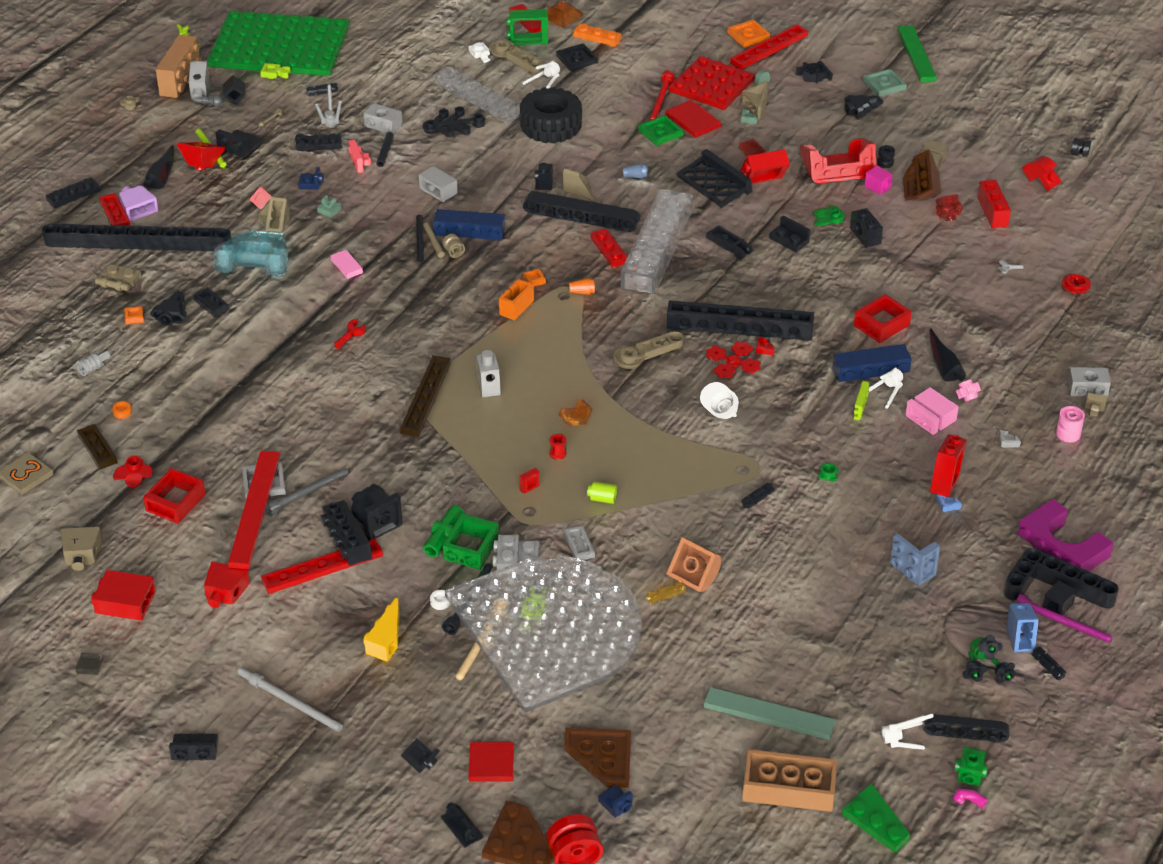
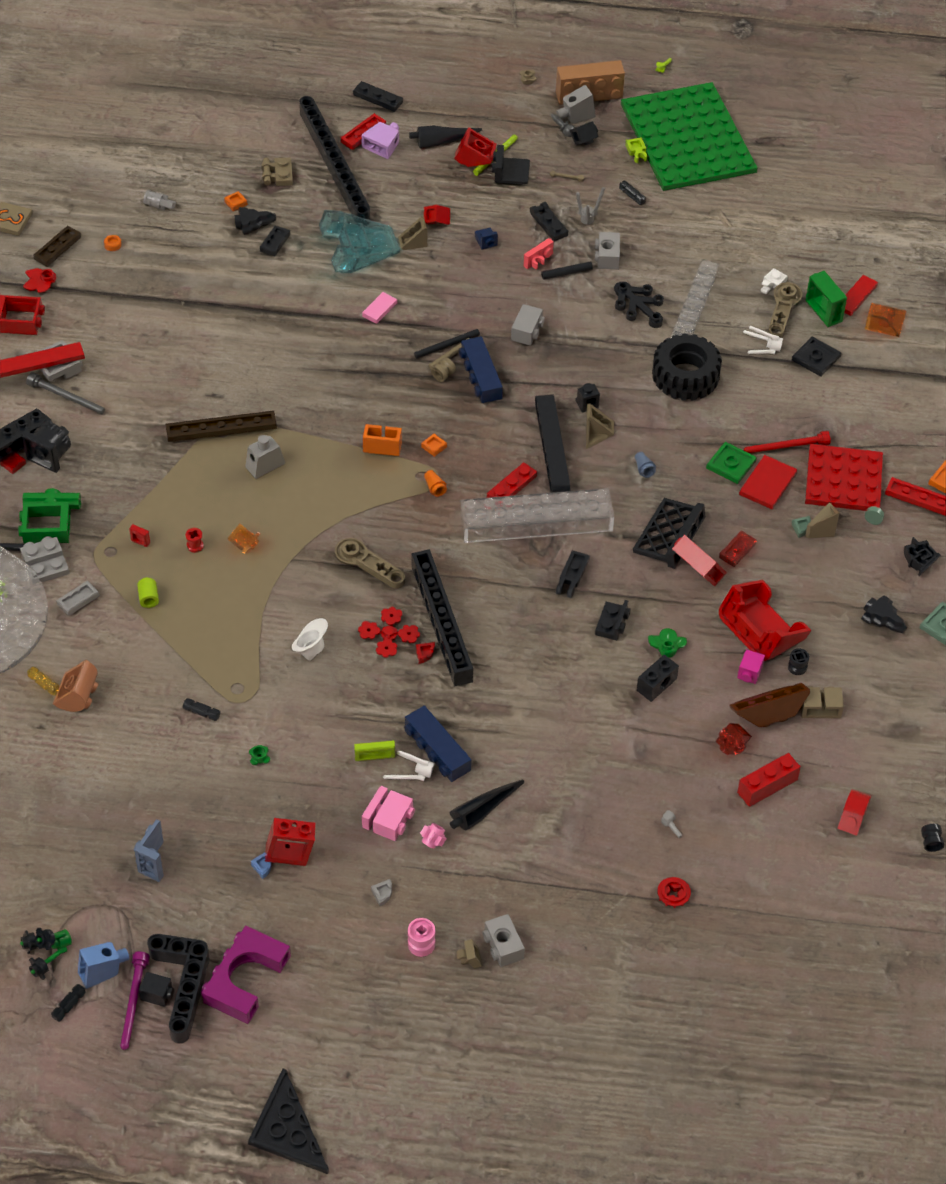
camera: 65 degrees right, 10 degrees up
(329, 207) = (455, 265): sand green tile -> none
(352, 331) = (289, 346): red piece -> none
(597, 34) = (867, 359): orange plate -> none
(880, 332) = (495, 741): red window -> none

